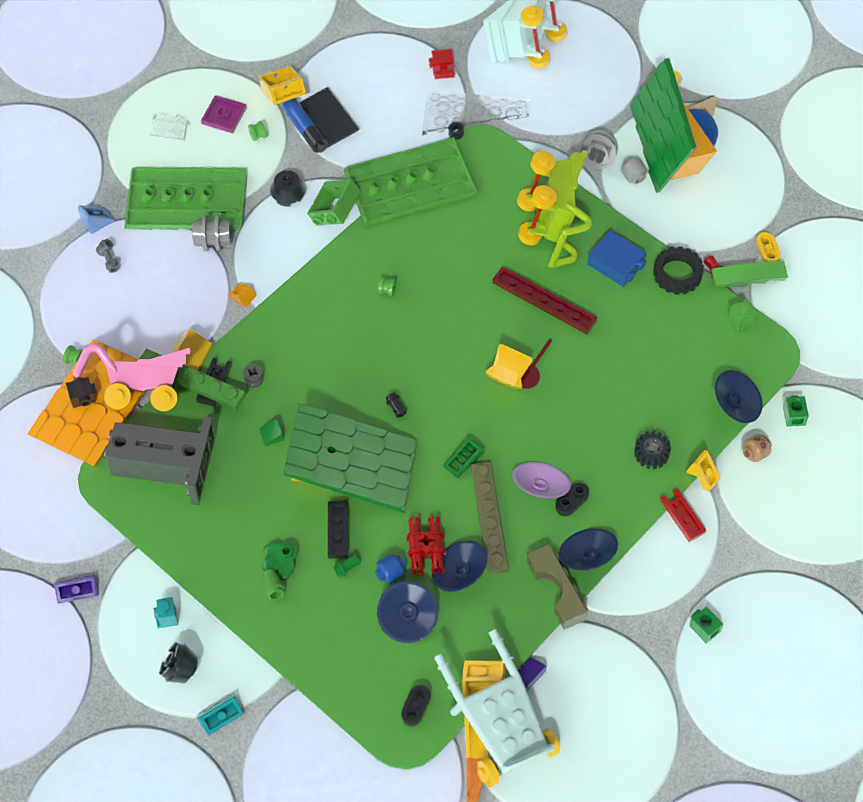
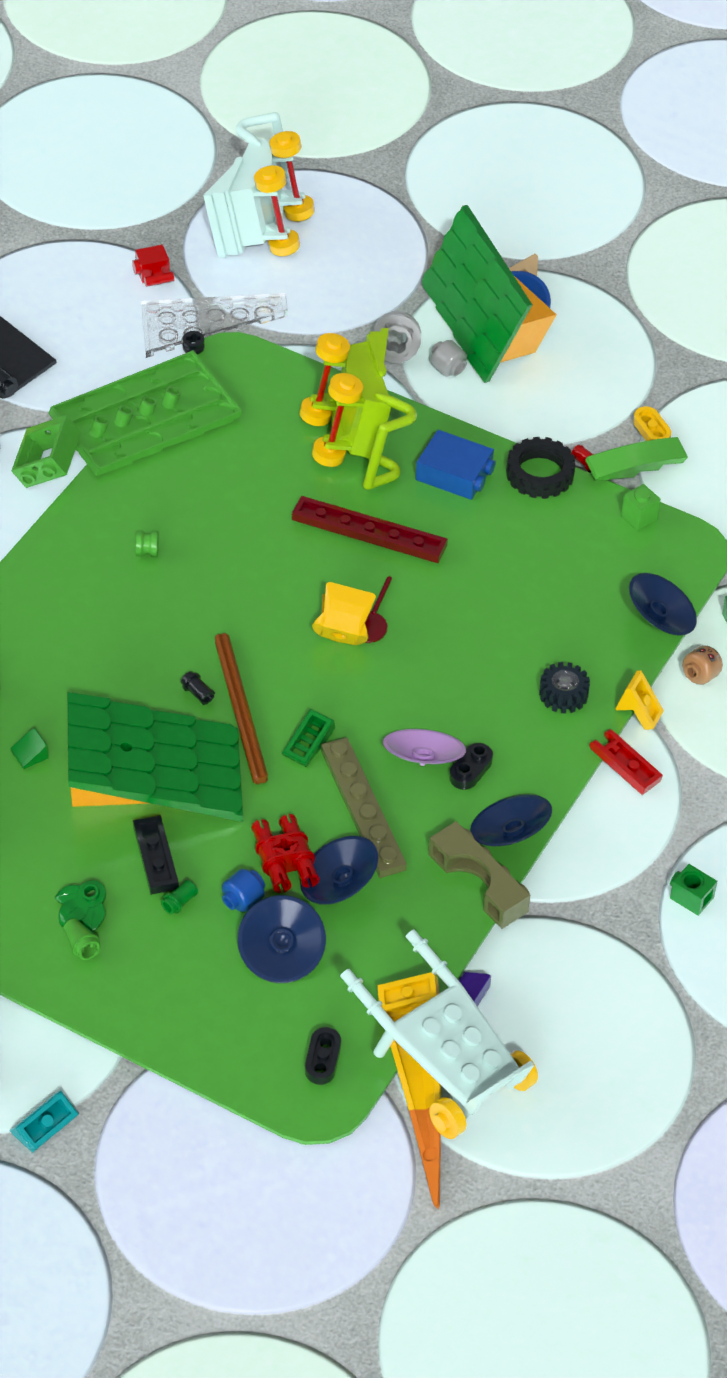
camera: 15 degrees left, 10 degrees down
(422, 426) = (241, 709): none -> dark orange axle

